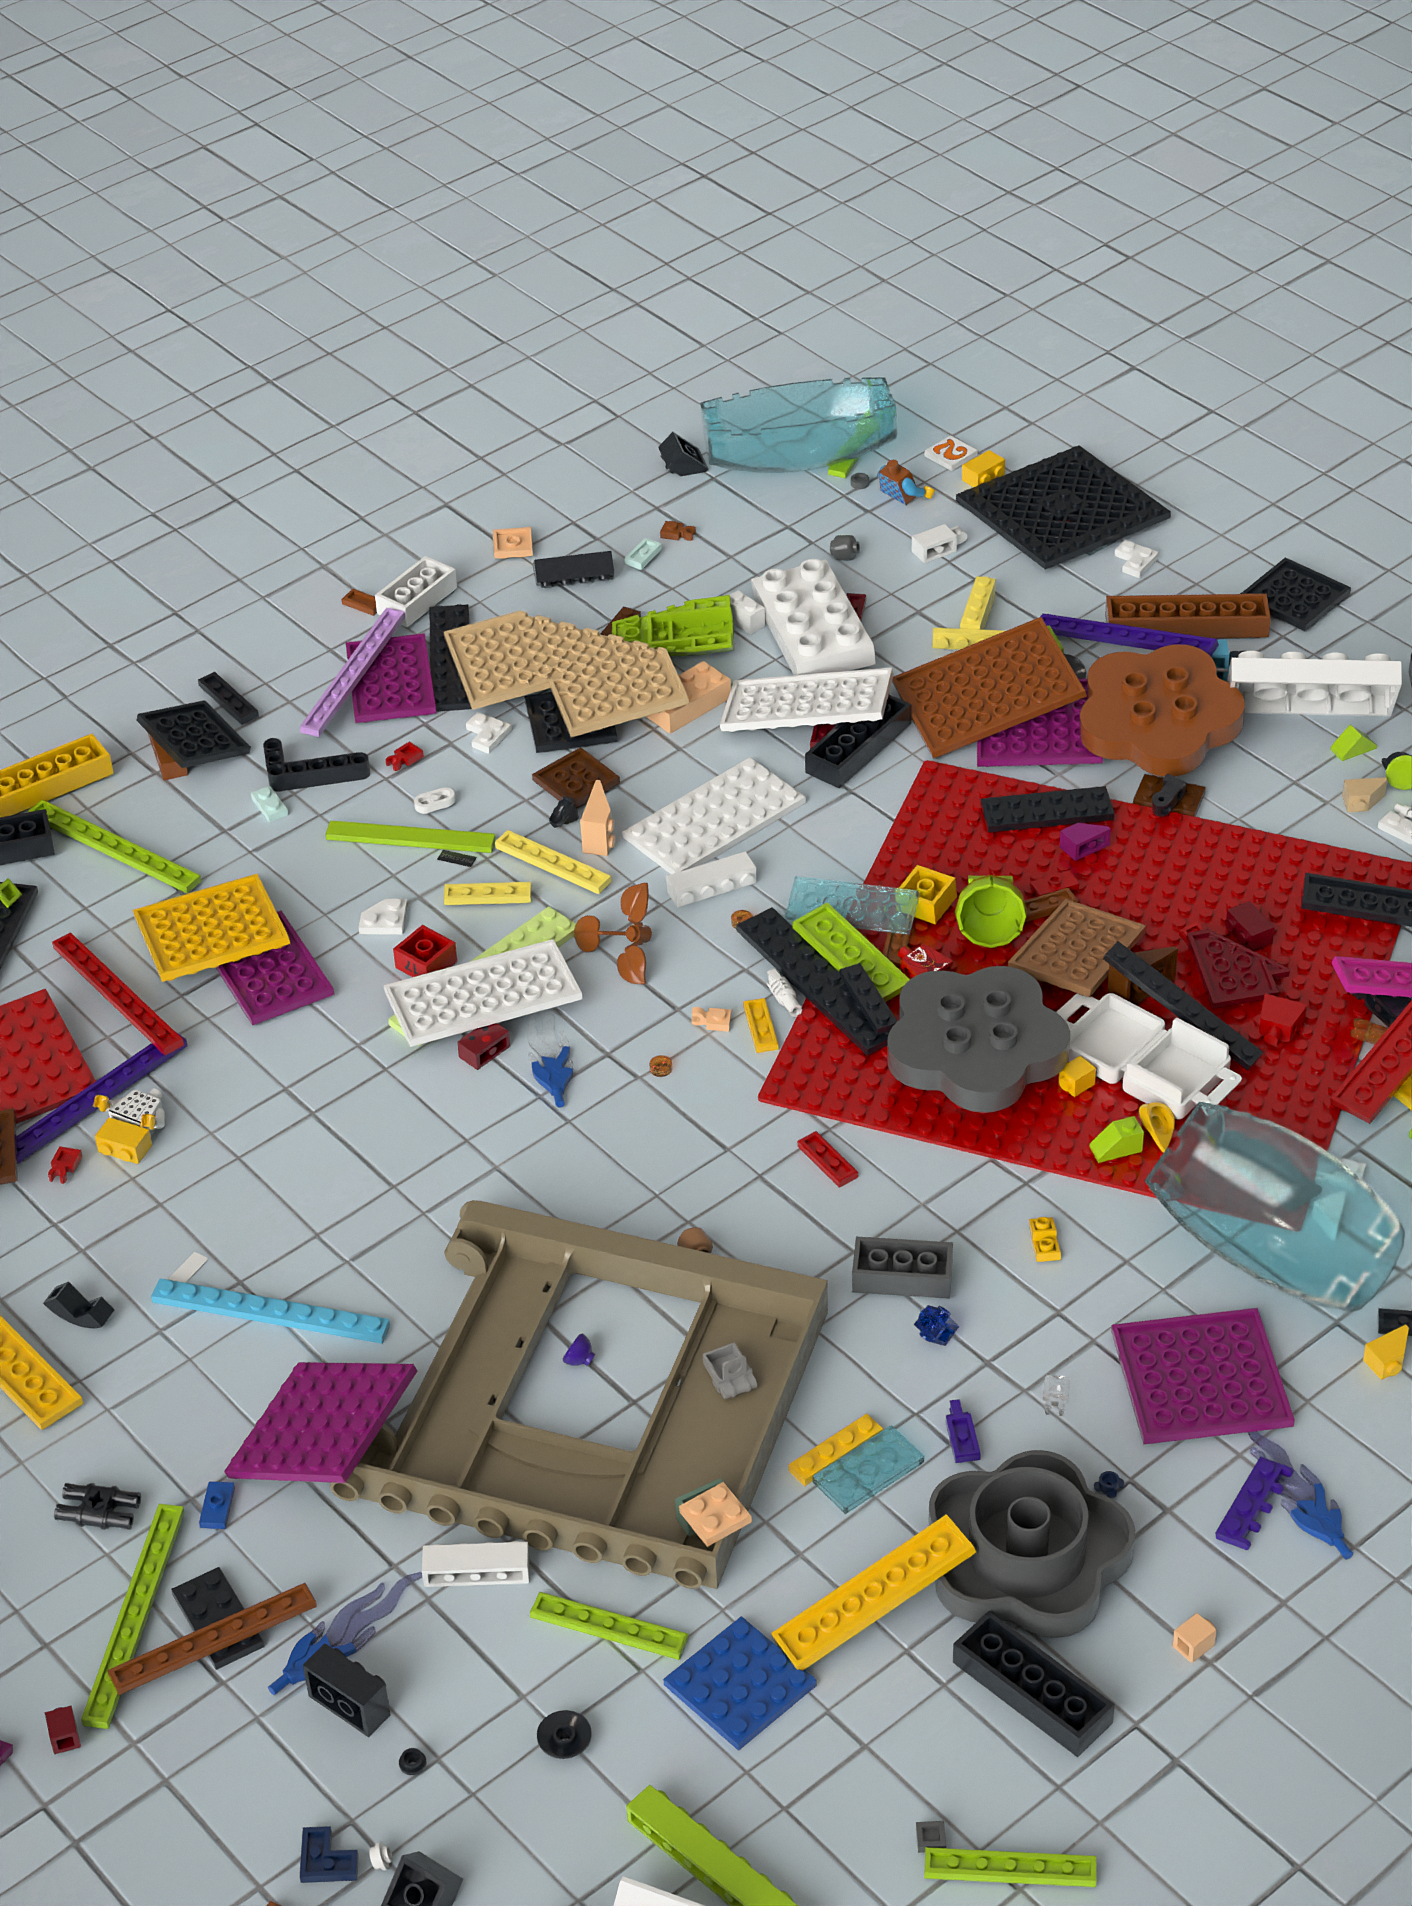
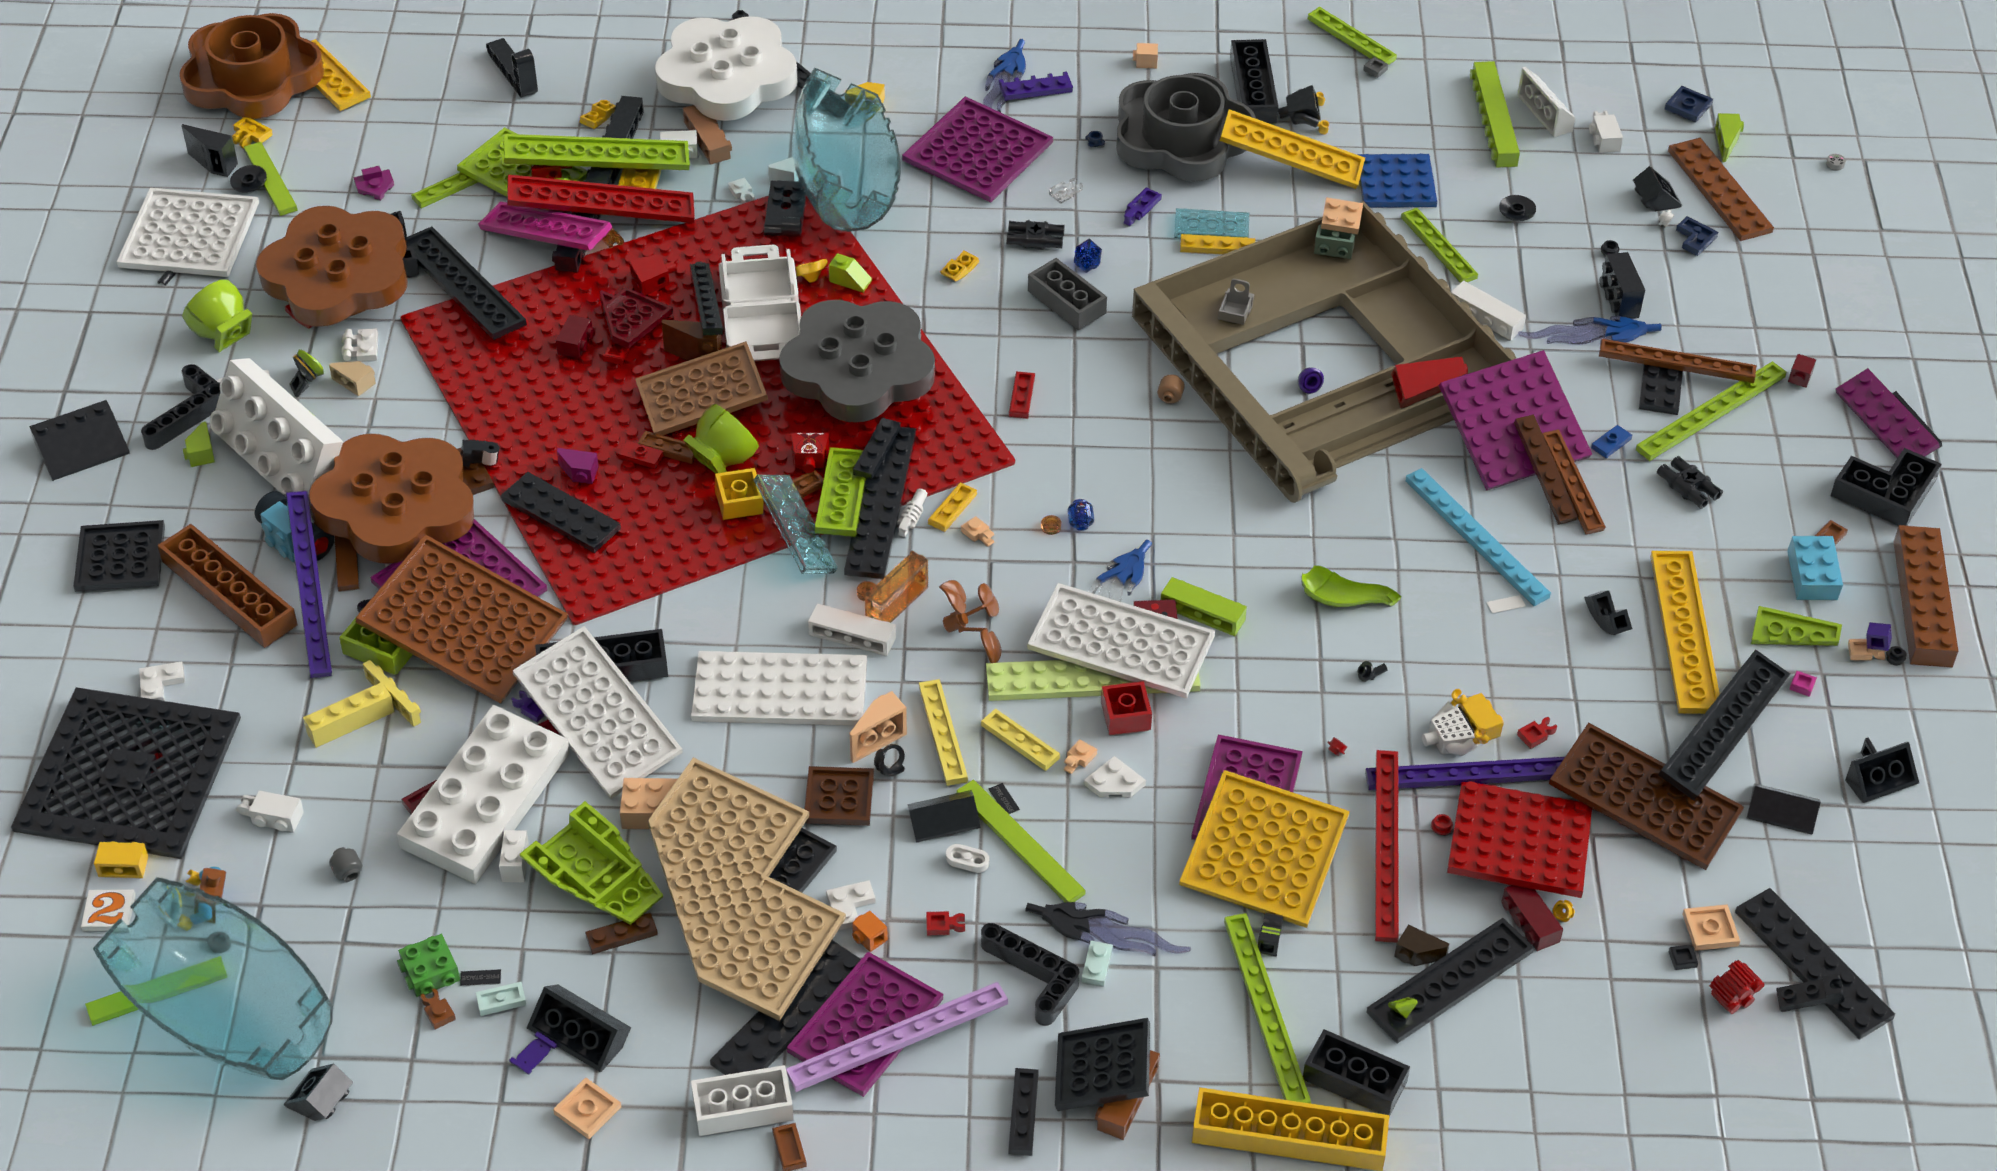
camera: 140 degrees left, 5 degrees up
(29, 948) = (1419, 947): none -> dark brown slope
(87, 1044) = (1442, 824): none -> red plate
(154, 886) = (1270, 933): none -> black leg
(216, 1412) = (1573, 481): none -> dark orange tile
(221, 1044) = (1337, 746): none -> red plate
(250, 1399) = (1546, 469): none -> reddish brown plate
(257, 1120) = (1367, 672): none -> black plate
(289, 827) = (1071, 916): none -> piece
(345, 1160) = (1338, 591): none -> lime animal
(431, 915) = (1078, 755): none -> light nougat plate
(450, 719) = (869, 931): none -> orange brick
(451, 1077) = (1205, 606): none -> lime brick
(453, 1412) = (1422, 379): none -> red slope
(487, 811) = (944, 816): none -> black slope
(585, 544) = (533, 1053): none -> dark purple piece
(641, 1081) = (1080, 514): none -> clear blue head
(676, 561) = (480, 977): none -> black sticker
(707, 915) = (898, 589): none -> clear orange door
(711, 539) = (428, 965): none -> bright green brick
(938, 1690) = (1304, 108): none -> black torso
(1018, 1320) = (1035, 234): none -> black pin

